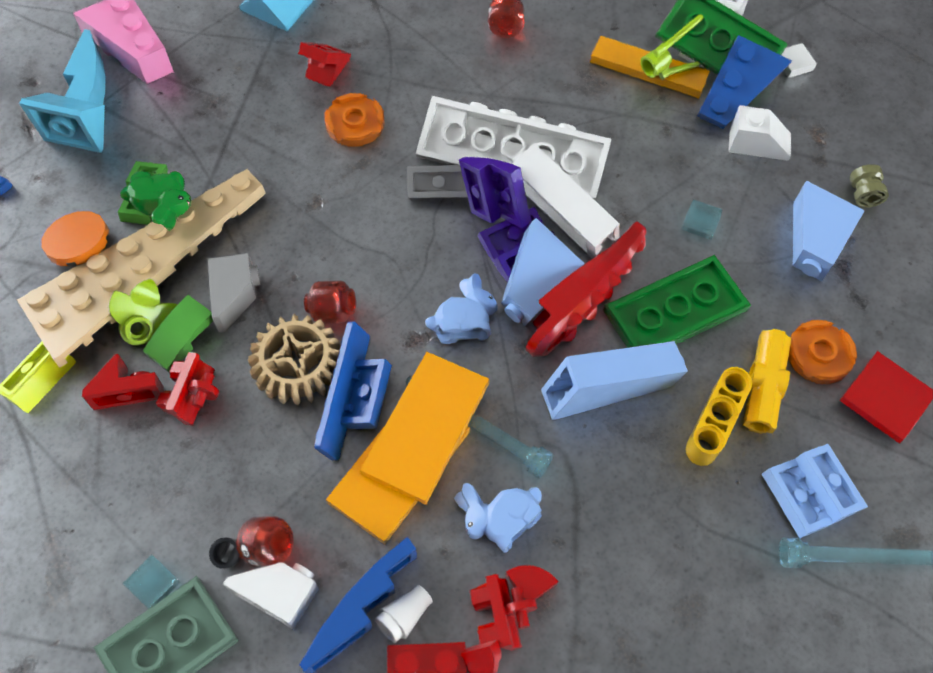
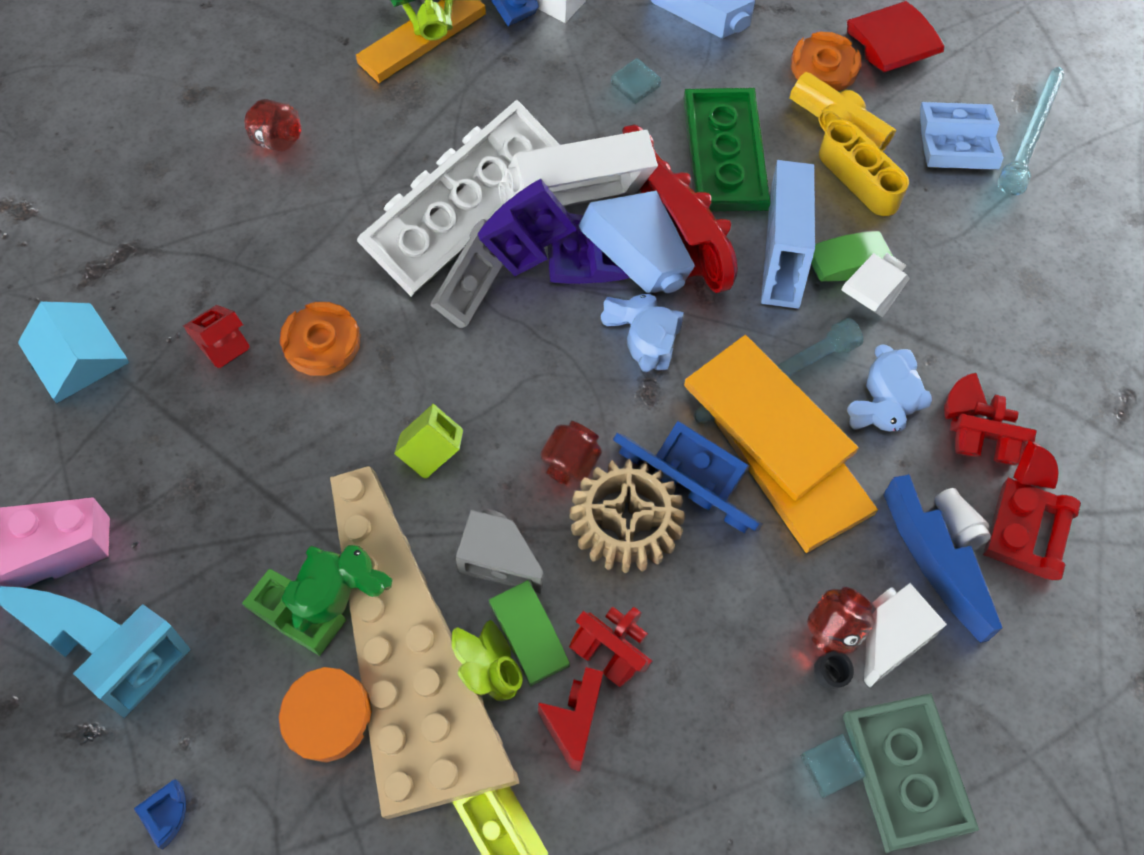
camera: 65 degrees left, 0 degrees up
(300, 212) = (429, 441): none -> lime panel
(588, 460) = (877, 283): none -> white slope
(623, 438) = (844, 255): none -> bright green slope

